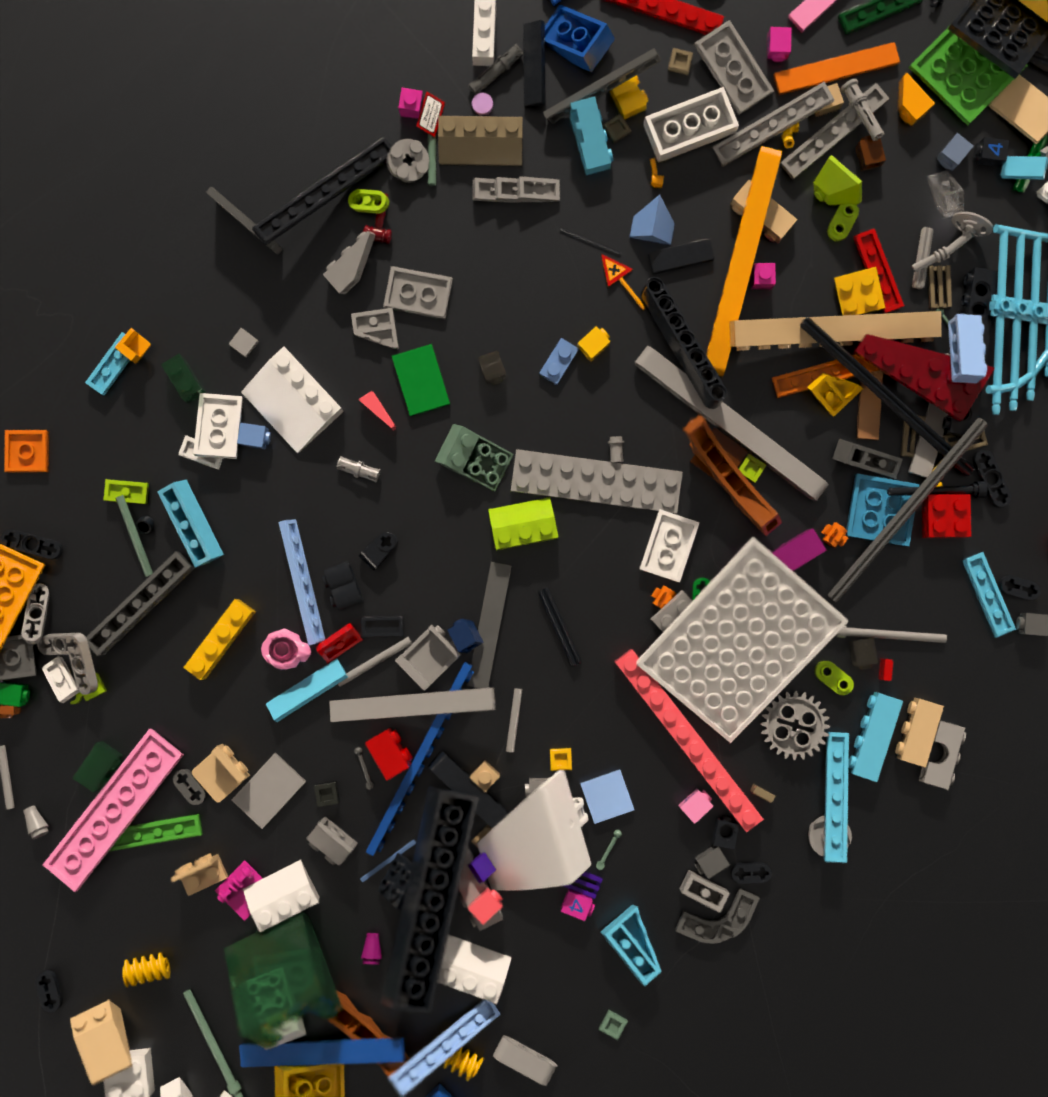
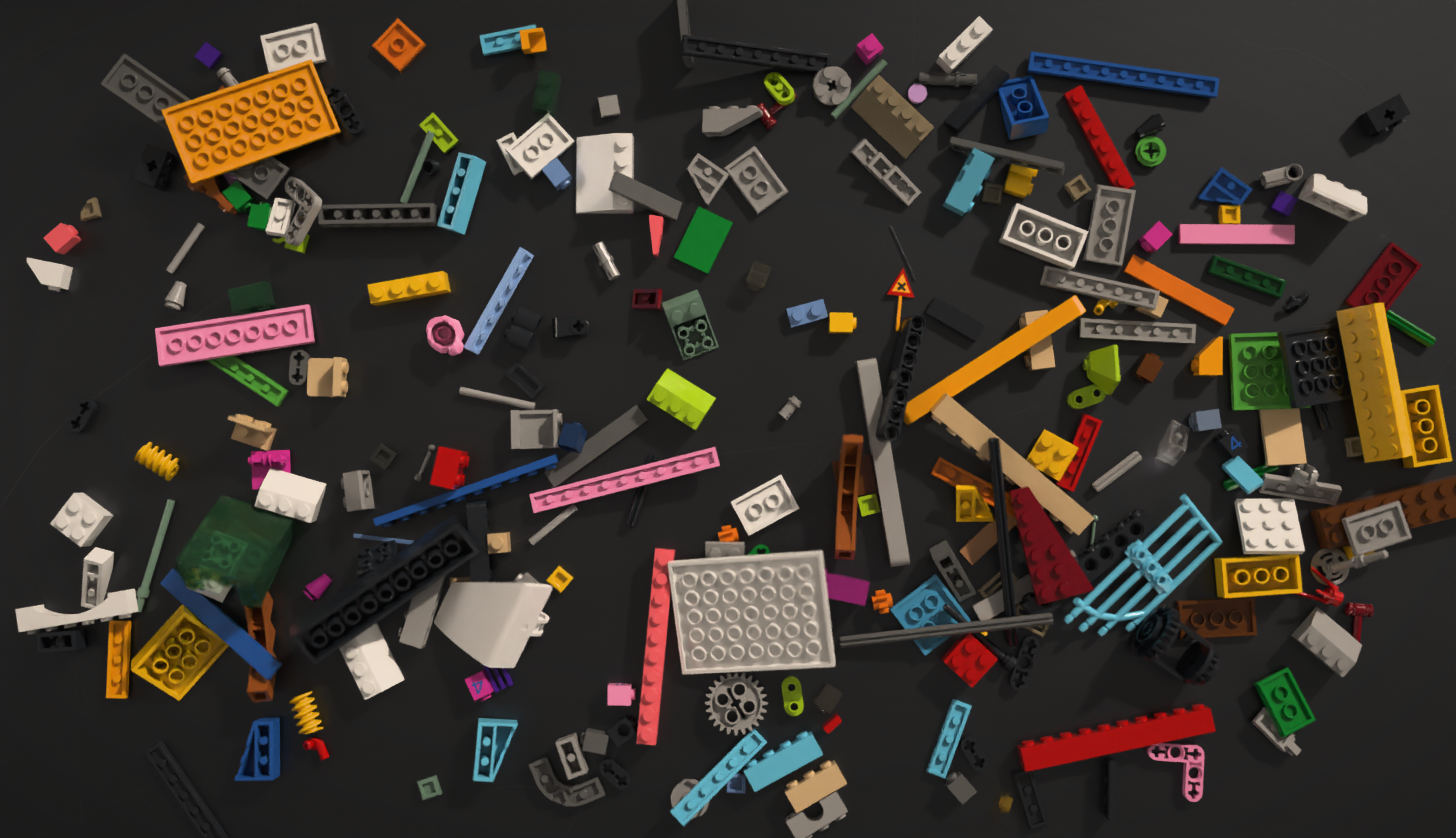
camera: 45 degrees right, 0 degrees up
(39, 629) = (304, 166): light grey beam -> none
(42, 694) = (259, 216): none -> green brick
(102, 1041) = (85, 480): tan slope -> none
(268, 790) = (348, 418): light grey tile -> none
(306, 690) = (435, 375): medium azure tile -> none
(338, 643) = (485, 364): red plate -> none
(341, 387) = (645, 196): none -> dark grey tile
(412, 705) = (494, 450): light grey tile -> none
(420, 469) = (647, 299): none -> dark red slope
(429, 114) = (878, 66): sticker -> none
(443, 1047) = (303, 695): light blue tile -> none
(481, 867) = (439, 601): dark purple tile -> none
(486, 905) = (418, 628): coral brick -> none
(492, 1076) = (317, 745): none -> red arm
(525, 1060) = (349, 755): light grey beam -> none
(542, 626) = (624, 480): none -> bright pink plate
(596, 481) = (756, 416): light grey plate -> none
(600, 864) = (521, 673): sand green hinge -> none
(607, 796) = (567, 632): light blue tile -> none
(653, 223) = (956, 279): medium blue slope -> none
(657, 180) = (986, 253): light orange hand -> none
(760, 792) = (672, 729): dark tan tile -> none
(763, 276) = (997, 383): dark pink brick -> none
(856, 102) = (1169, 324): light grey pin -> none
(856, 789) = (736, 784): none -> medium blue tile
(886, 634) = (827, 671): light grey bar -> none
(947, 279) = (1121, 489): dark tan tile -> none
(967, 348) = (1086, 559): light blue brick -> none
(969, 228) = (1166, 480): light grey dish -> none

